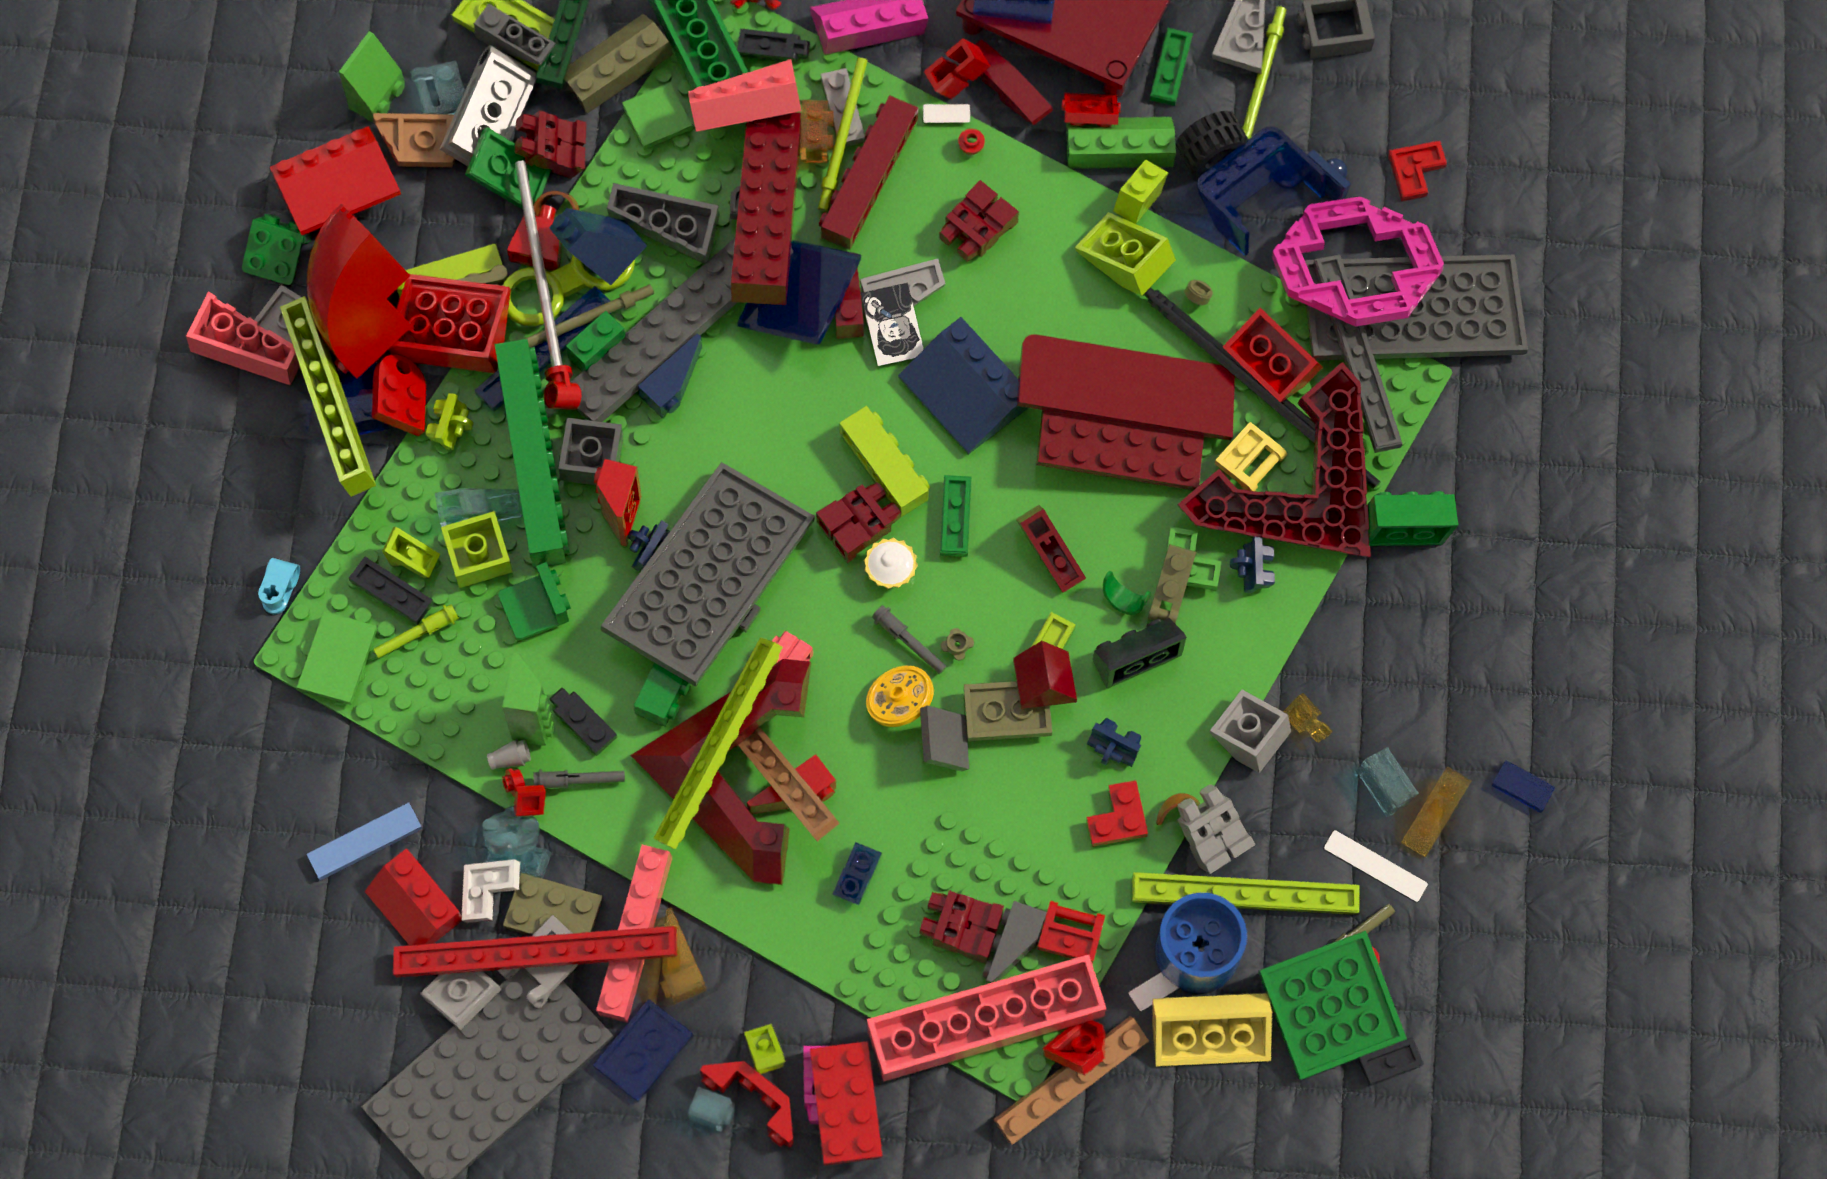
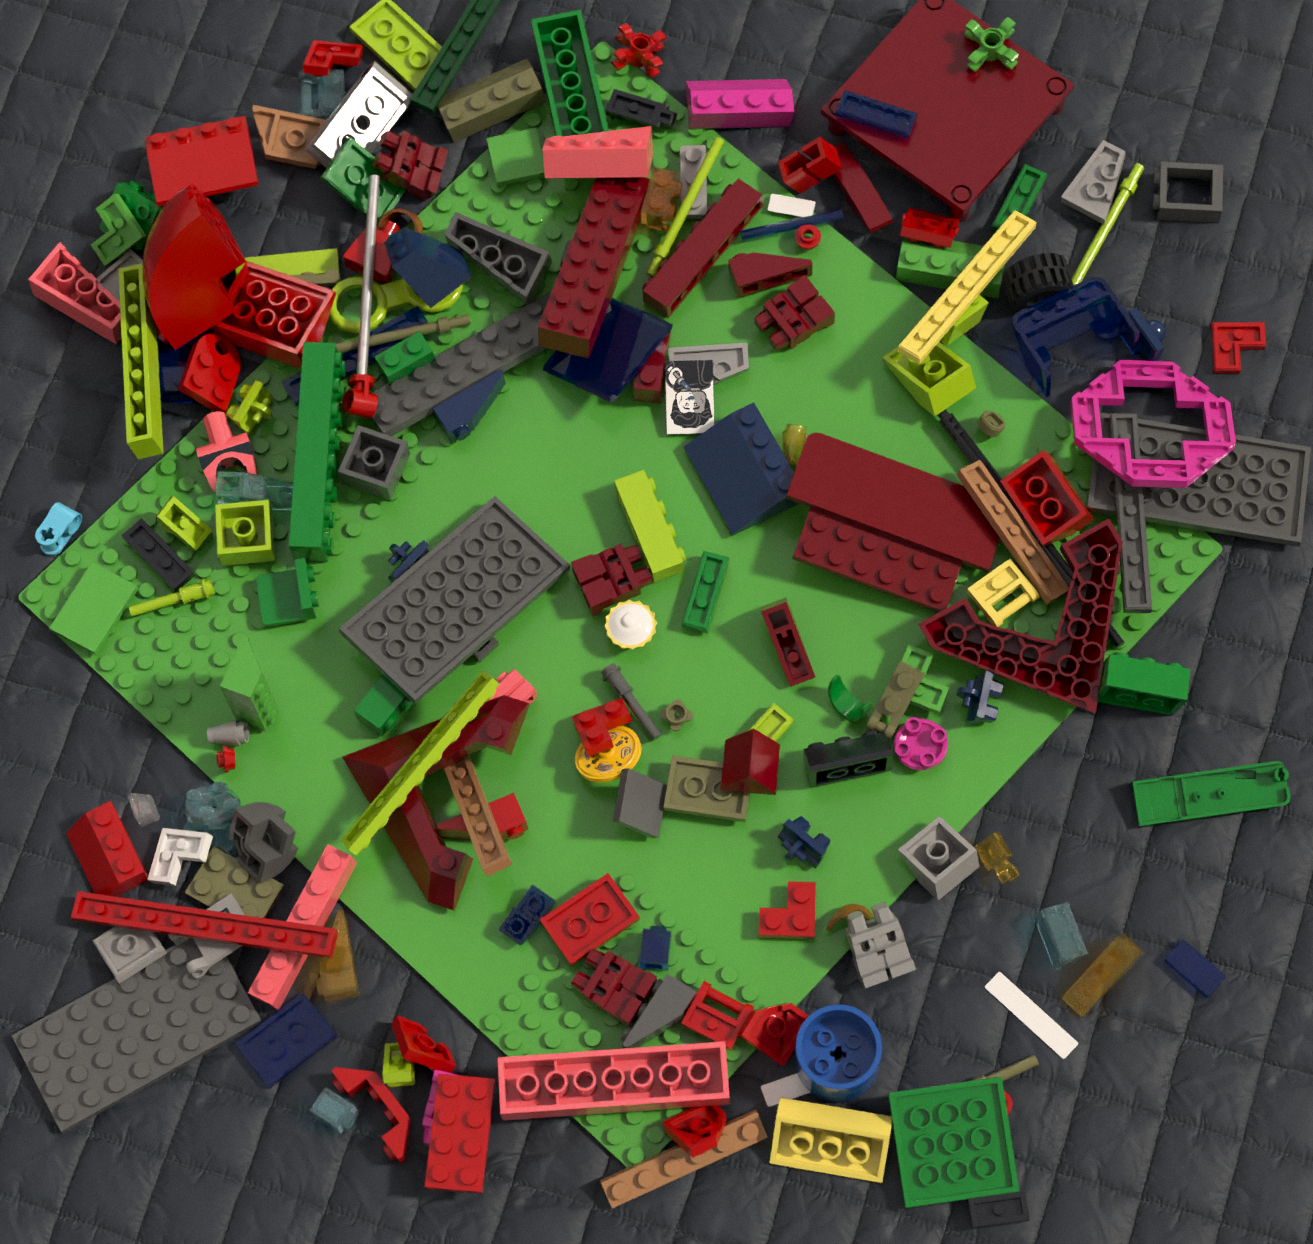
camera: 20 degrees right, 0 degrees up
(270, 266) = (123, 230): none -> bright green plate
(364, 841) = (77, 786): medium blue tile -> none
(371, 78) = (257, 71): bright green slope -> none
(431, 471) = (224, 449): none -> coral connector
(434, 48) = (325, 54): none -> red plate
(439, 850) = (143, 808): none -> clear slope
(511, 36) = (396, 56): dark grey slope -> none
(529, 800) = (236, 779): red plate -> none
(562, 779) = (274, 766): dark grey pin -> none
(572, 854) = (262, 839): none -> dark grey brick
(582, 720) = (305, 715): black hinge -> none
(618, 496) = (389, 509): red slope -> none
(783, 1027) = (420, 1048): none -> red plate
(879, 669) = (594, 725): none -> red plate
(921, 864) = (589, 919): none -> red plate
(937, 183) = (763, 271): none -> dark red slope
(951, 132) = (791, 224): none -> clear blue bar
(994, 878) = (655, 948): none -> clear blue brick
(1008, 348) = (793, 442): none -> clear yellow cone
(1131, 934) = (774, 1030): none -> red plate
(1145, 161) = (966, 287): none -> light yellow tile
(1206, 622) = (920, 744): none -> dark pink dish
(1247, 395) = (1013, 532): none -> medium nougat plate
(1249, 892) = (900, 1015): lime tile -> none
(1498, 612) = (1211, 793): none -> green piece

